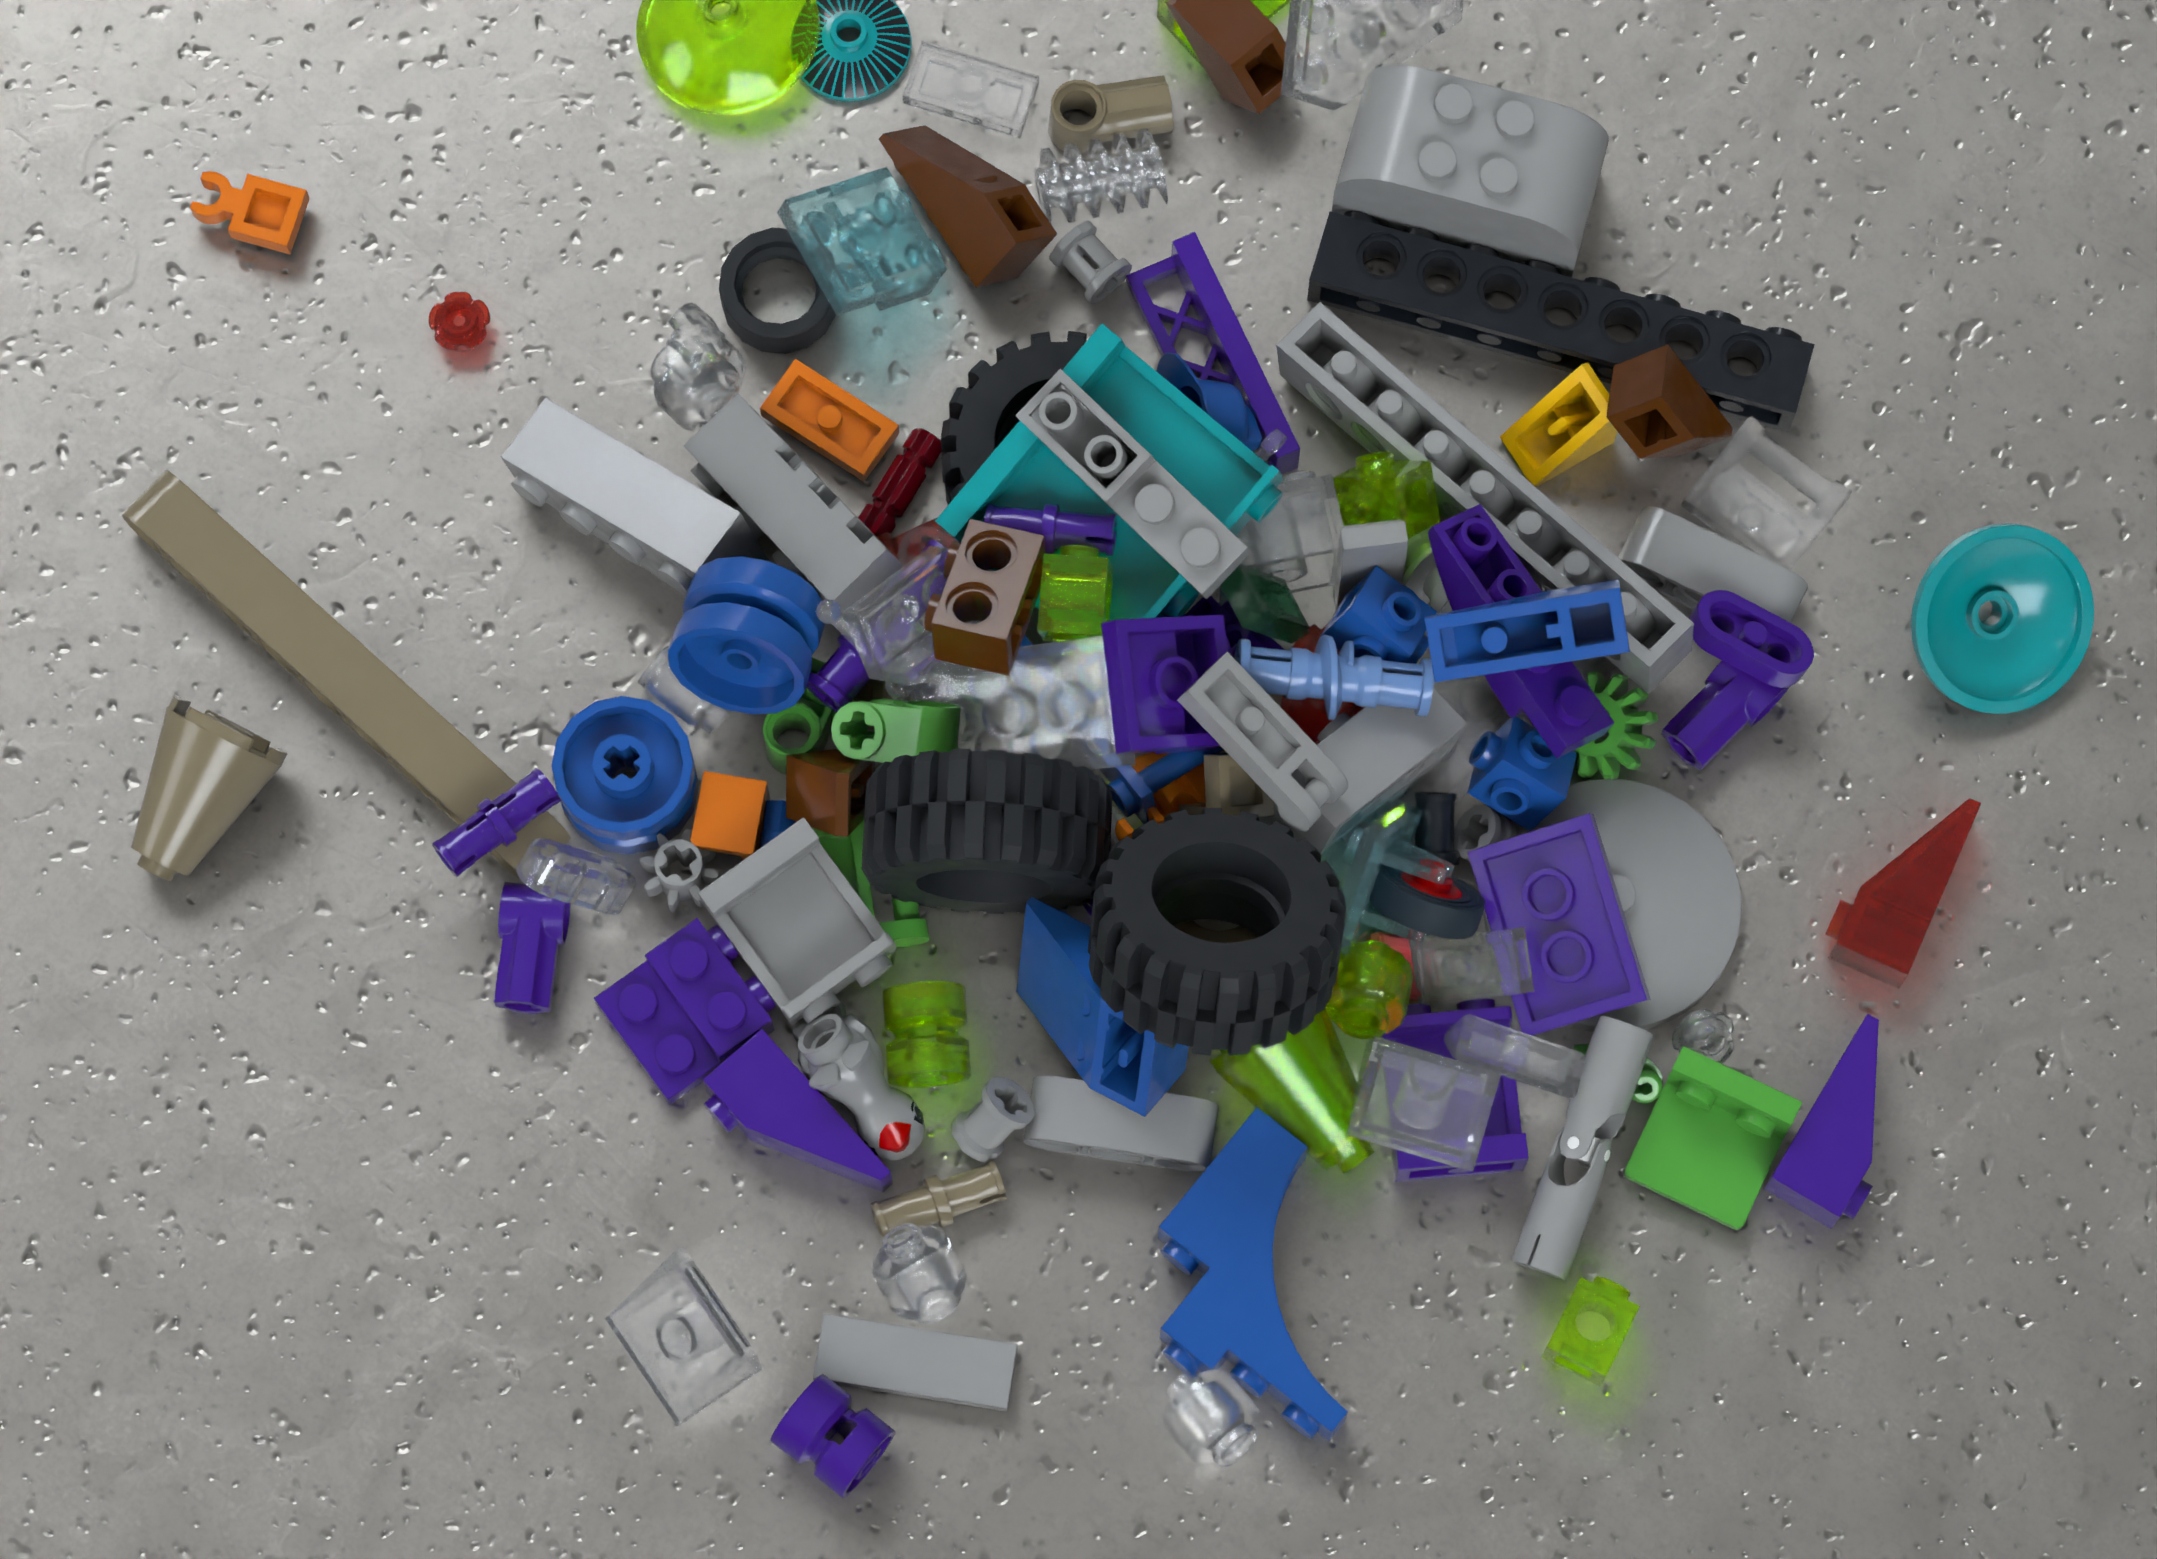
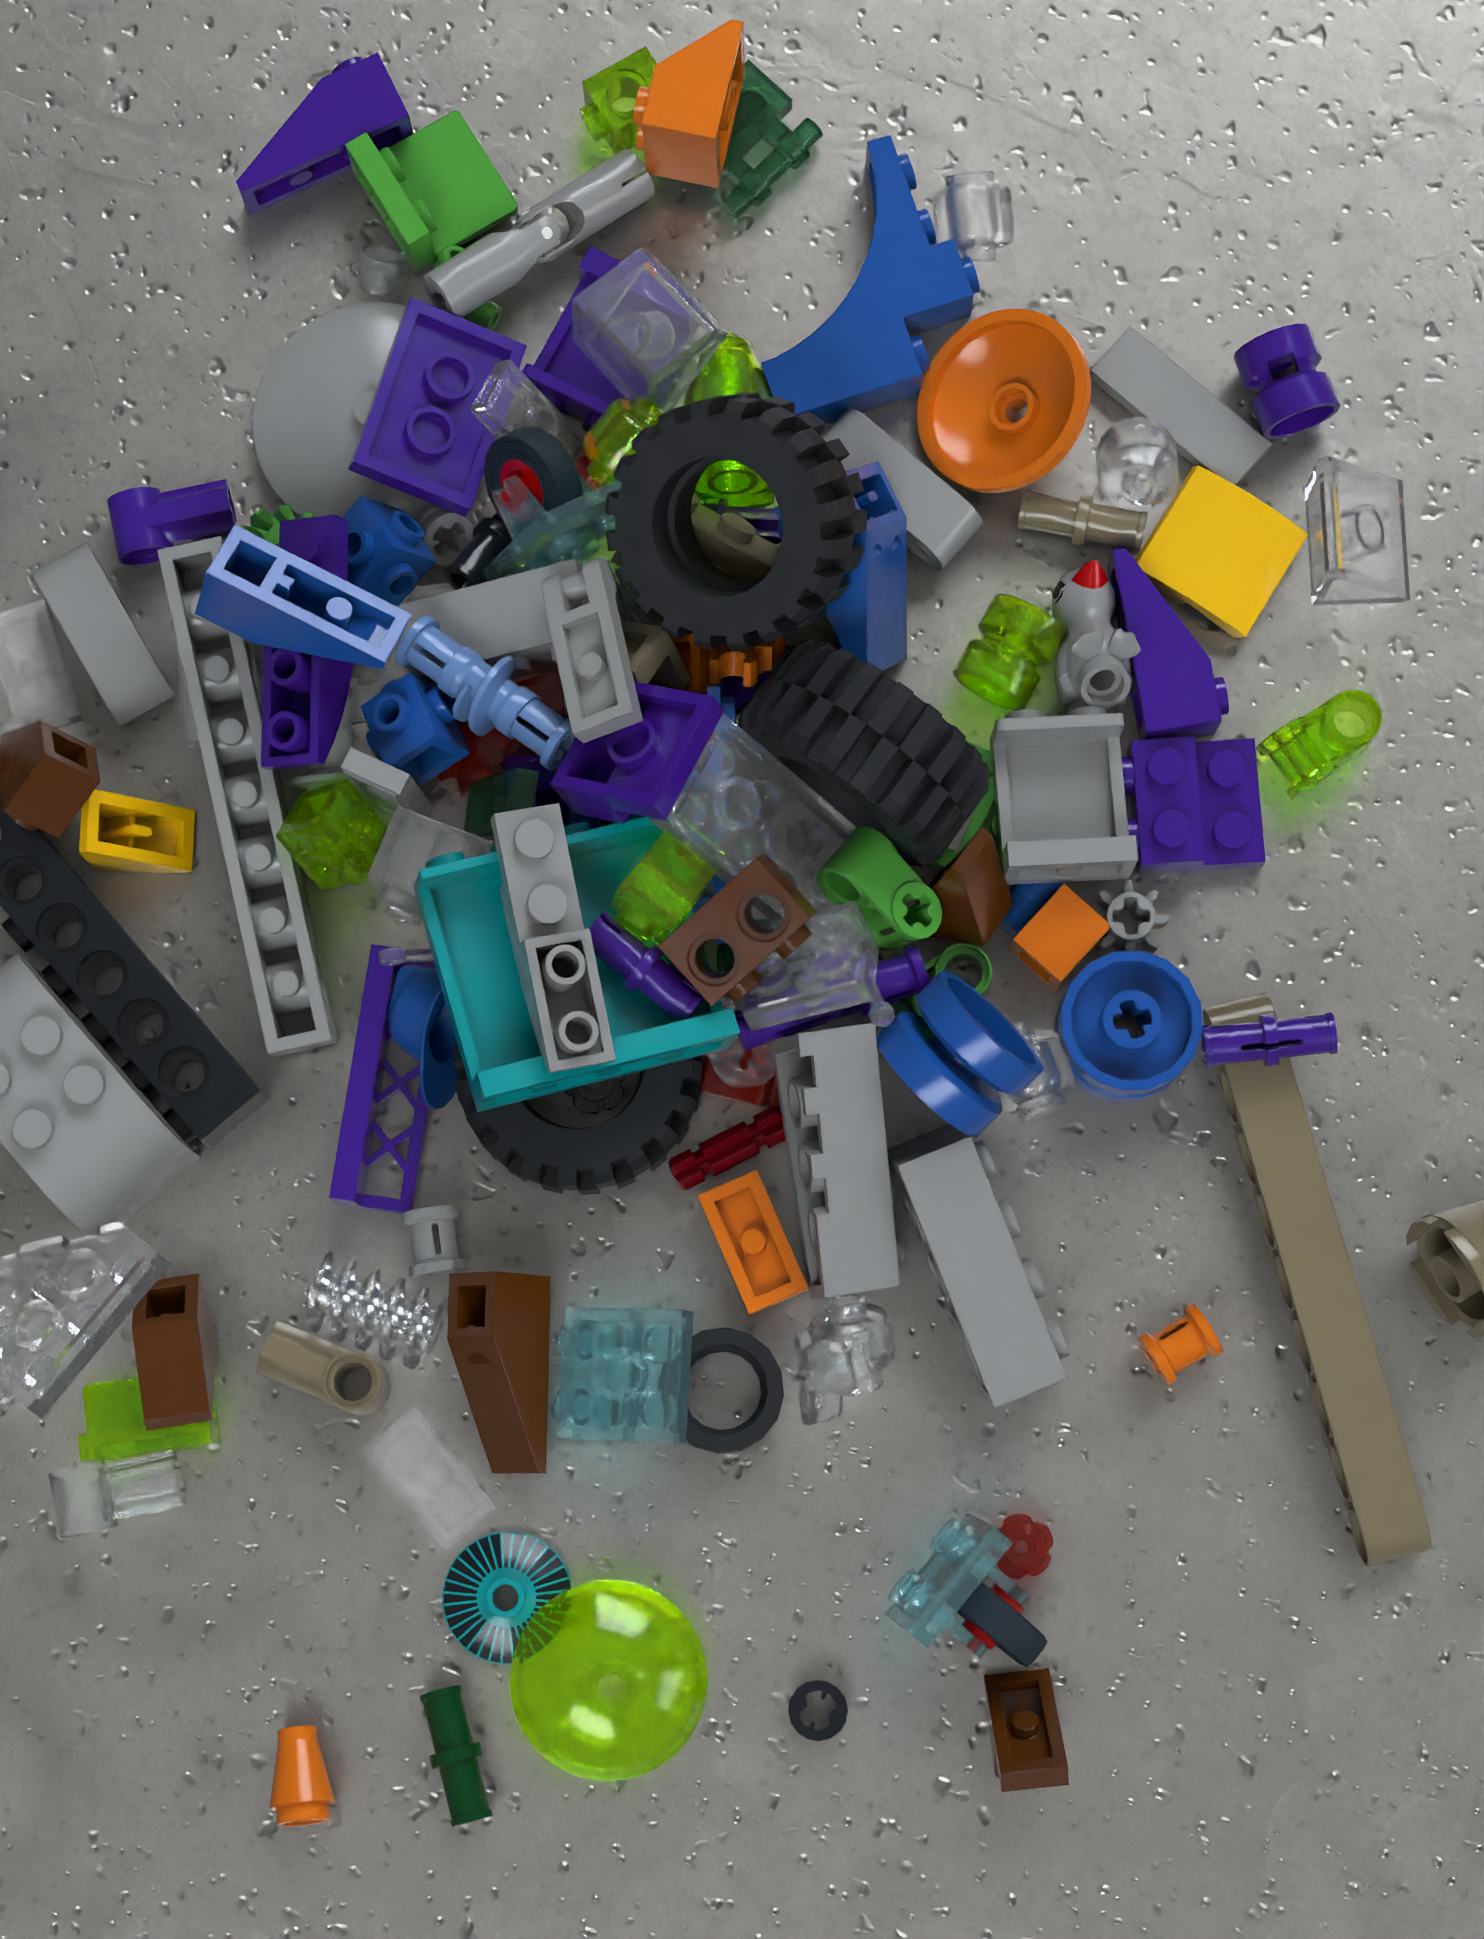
camera: 145 degrees left, 5 degrees up
(260, 213) = (1139, 1769): orange plate -> none
(368, 178) = (1025, 1730): none -> reddish brown slope
(424, 552) = (1180, 1344): none -> orange bush
(478, 243) = (952, 1583): none -> clear light blue plate
(531, 936) = (1285, 948): dark purple piece -> none
(544, 84) = (837, 1716): none -> black bush
(576, 876) = (1226, 952): clear beam -> none
(611, 1119) = (1313, 748): none -> clear neon green piece
(800, 1249) = (1220, 551): none -> yellow slope
(996, 1115) = (993, 555): light grey bush -> none
(1090, 1231) = (981, 385): none -> orange dish
(1486, 1369) = (758, 118): none -> clear green plate
(1512, 1318) = (692, 107): none -> orange slope
(1516, 1055) = (548, 324): clear slope -> none
(1751, 638) = (113, 546): dark purple plate -> none
(1895, 906) = (146, 276): clear red slope -> none

